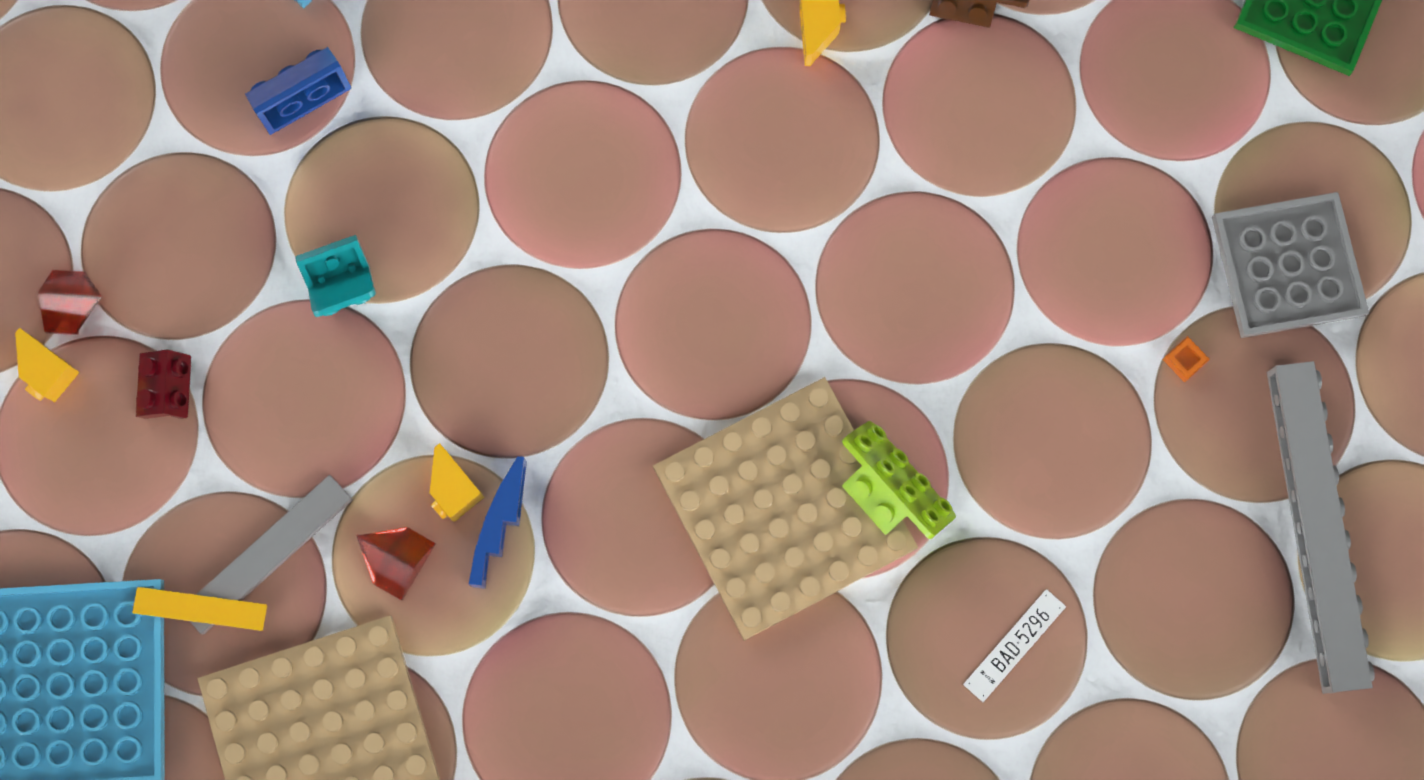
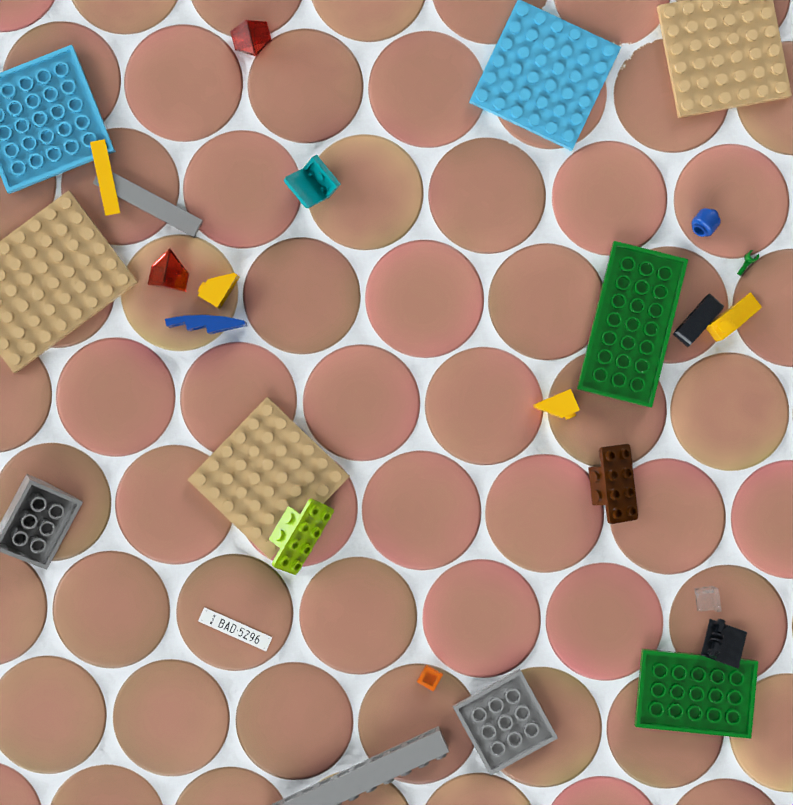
camera: 70 degrees right, 10 degrees up
(42, 368) = (208, 38): yellow slope -> none
(163, 384) = (221, 109): dark red bracket -> none
(298, 90) = (415, 118): blue slope -> none

